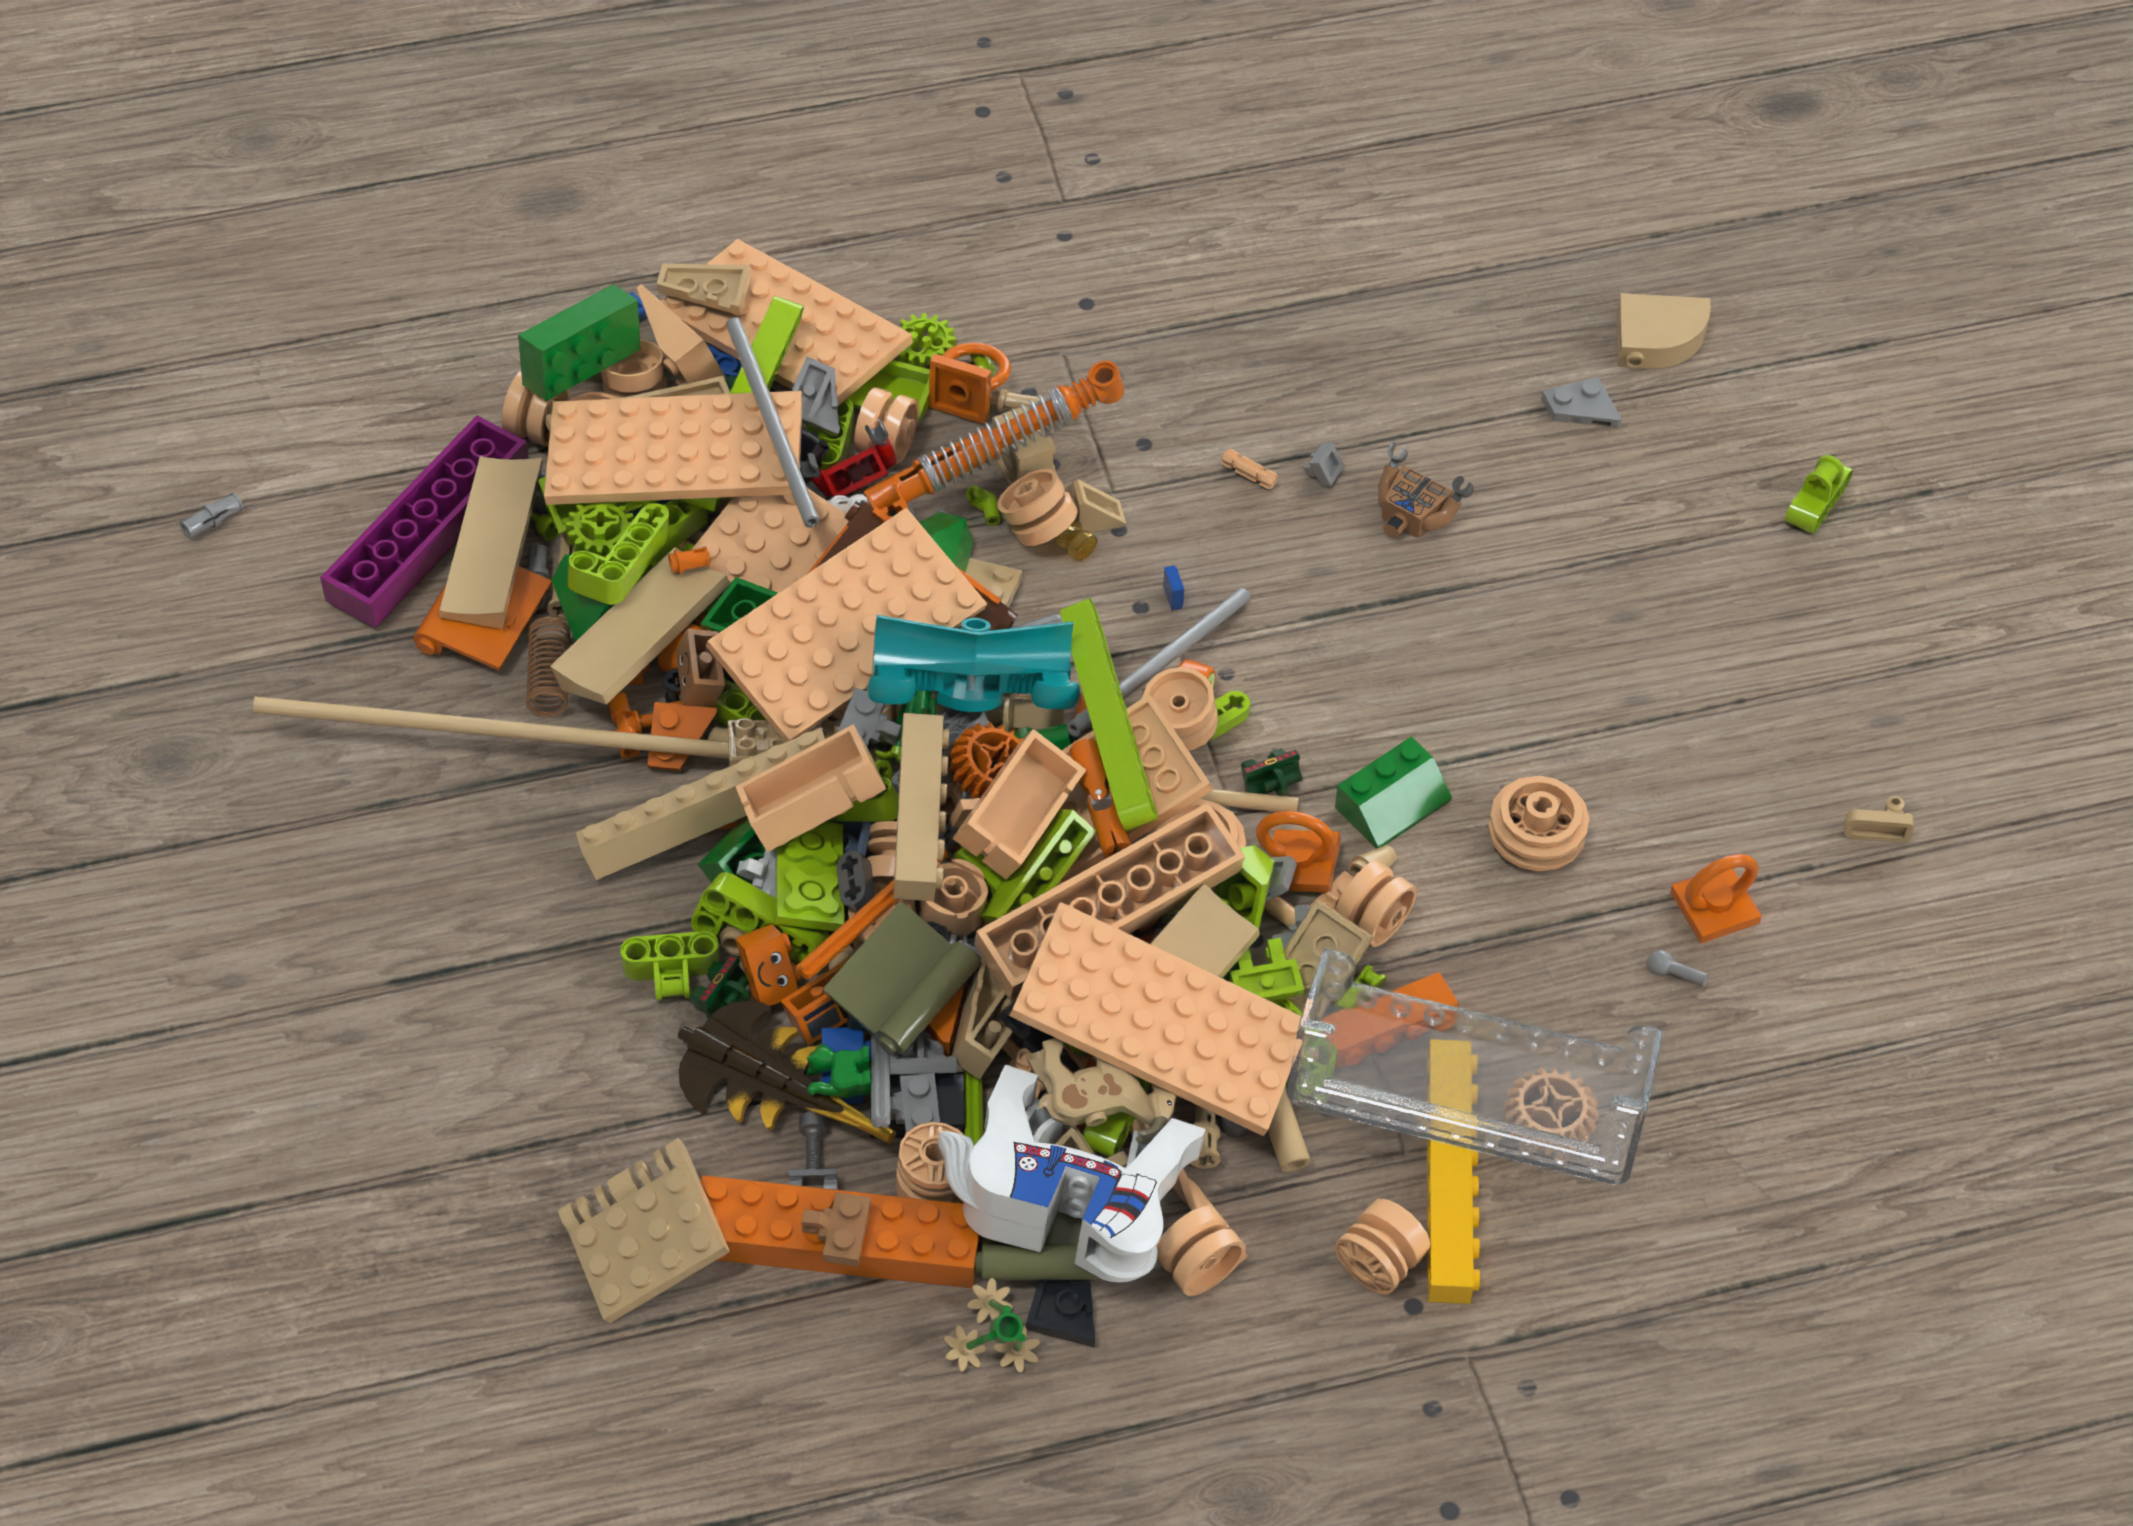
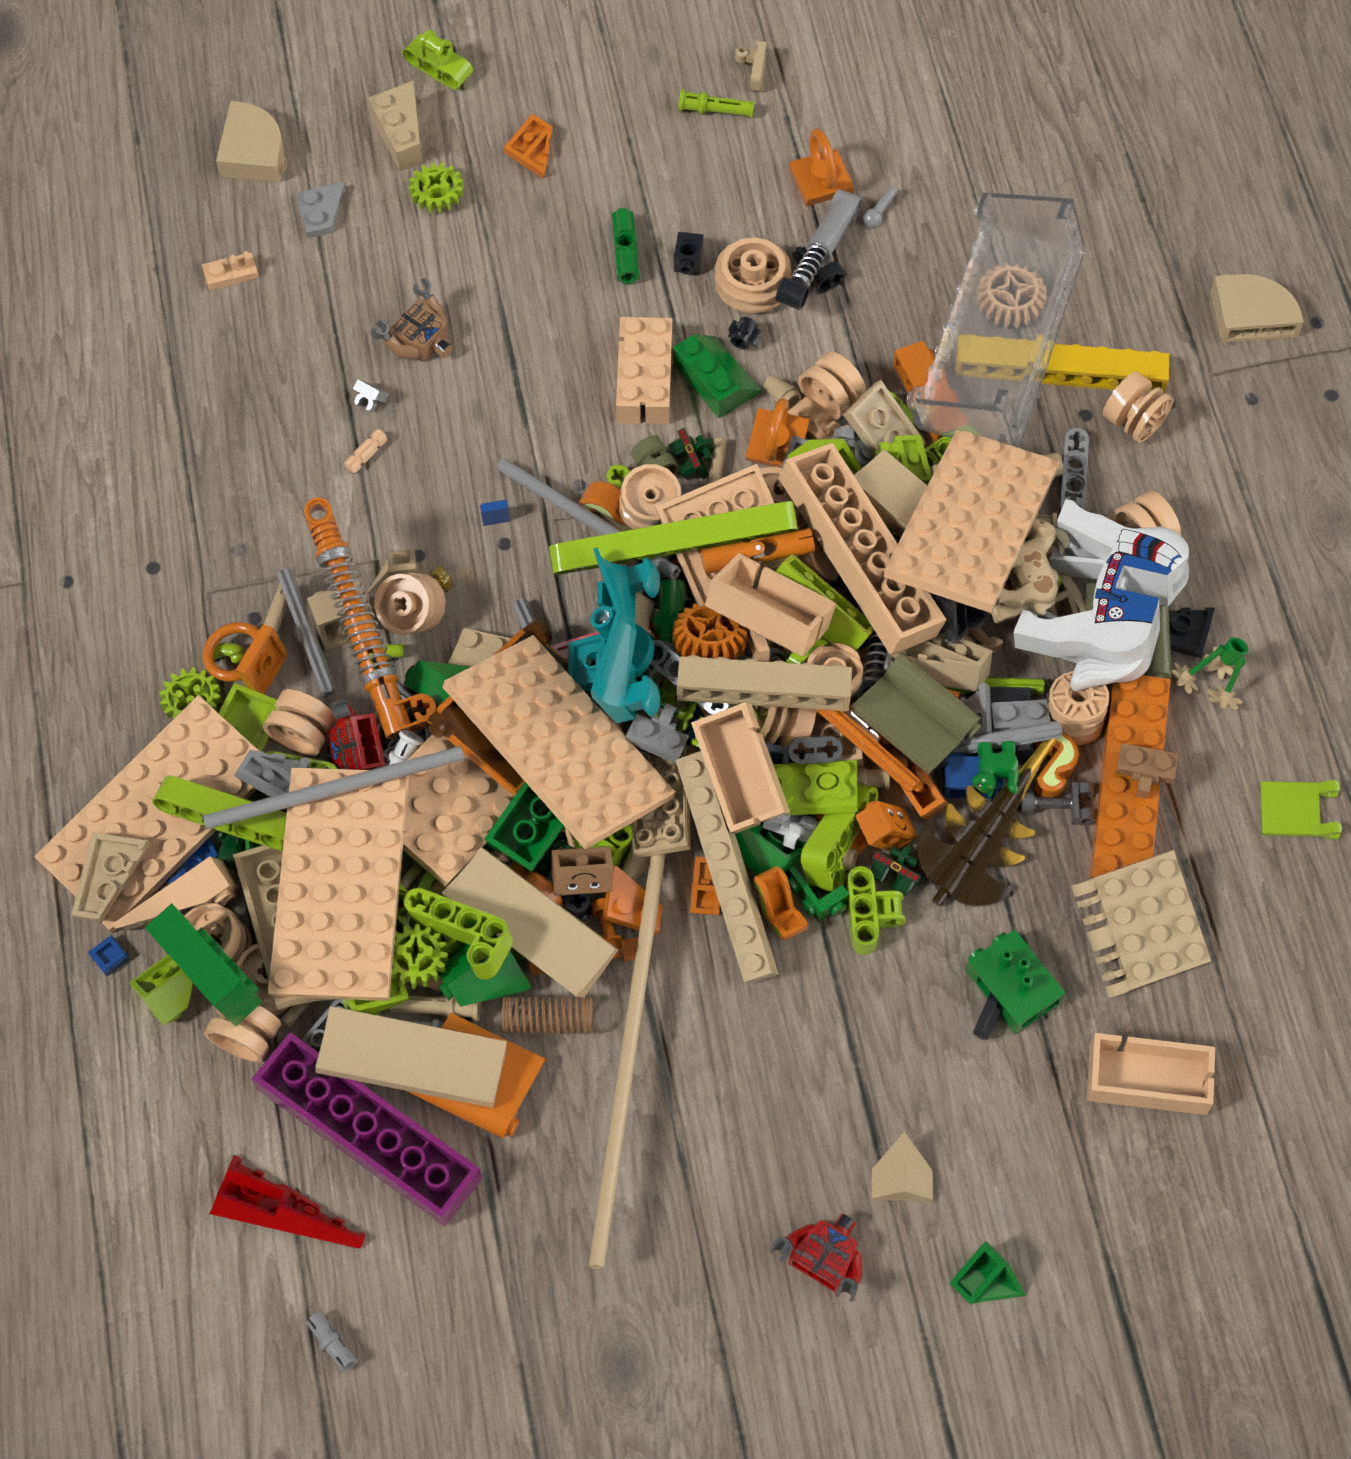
camera: 85 degrees left, 10 degrees up
(231, 1081) = (986, 1277): none -> green slope
(264, 924) = (825, 1254): none -> torso
(350, 1002) = (902, 1174): none -> tan slope
(359, 451) = (257, 1201): none -> red wedge
(454, 1239) = (1151, 1074): none -> light nougat piece
(576, 1106) = (1013, 983): none -> green piece
(676, 869) = (778, 904): none -> orange animal
(680, 906) = (831, 904): none -> green bracket
(688, 560) = (466, 884): orange pin -> none
(811, 1425) = (1295, 809): none -> lime flag
(863, 1161) = (1060, 767): none -> orange animal
(1253, 735) = (654, 451): none -> olive wheel
(1284, 1192) = (1074, 475): none -> light grey beam
(1376, 717) = (644, 370): none -> light nougat piece
(1452, 819) = (744, 333): none -> black gear
(1481, 330) = (230, 270): none -> light nougat plate
(1553, 904) = (827, 276): none -> black piece
(1566, 759) = (688, 253): none -> black brick
(1568, 695) = (625, 246): none -> green piece
(1570, 1404) = (1254, 309): none -> tan brick
(1626, 505) = (436, 187): none -> lime gear
(1663, 923) = (843, 210): none -> piece
(1708, 596) = (531, 145): none -> orange wing
(1711, 461) = (397, 123): none -> tan wedge
(1809, 813) = (702, 102): none -> lime pin

